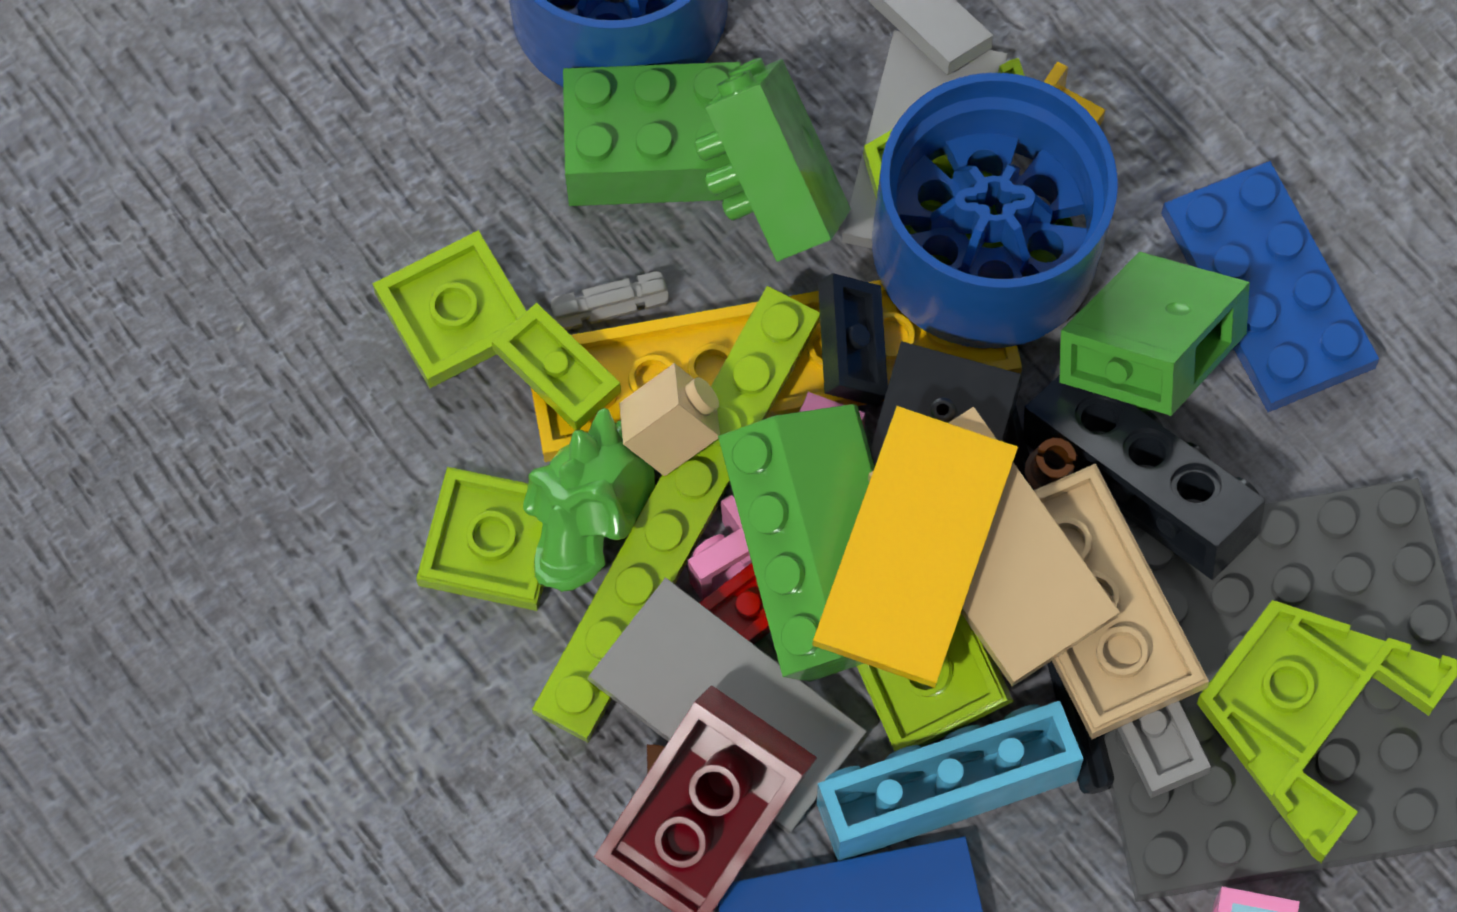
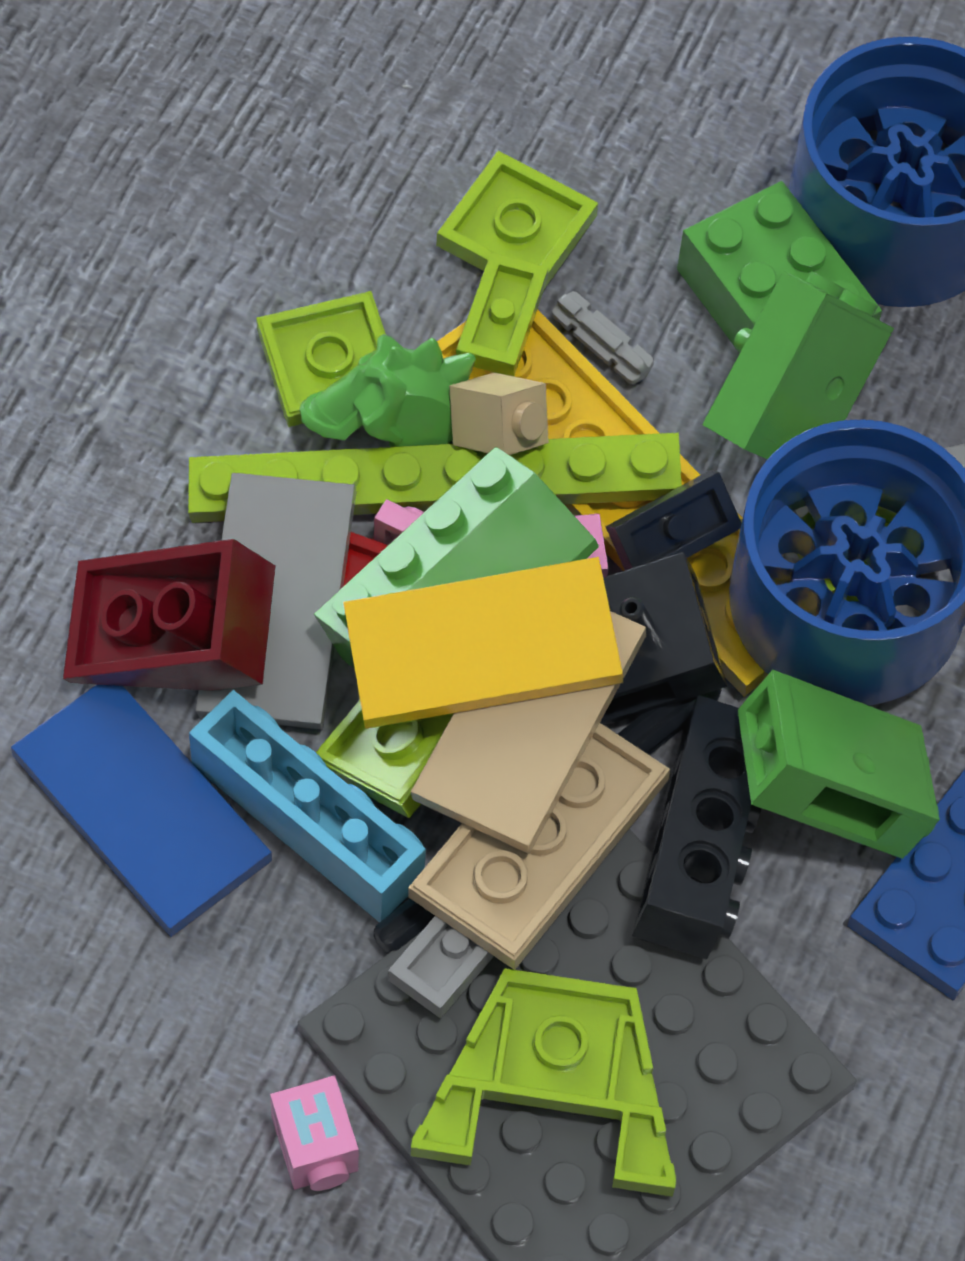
camera: 55 degrees right, 5 degrees down
(1053, 450) = (657, 731): reddish brown pin -> none

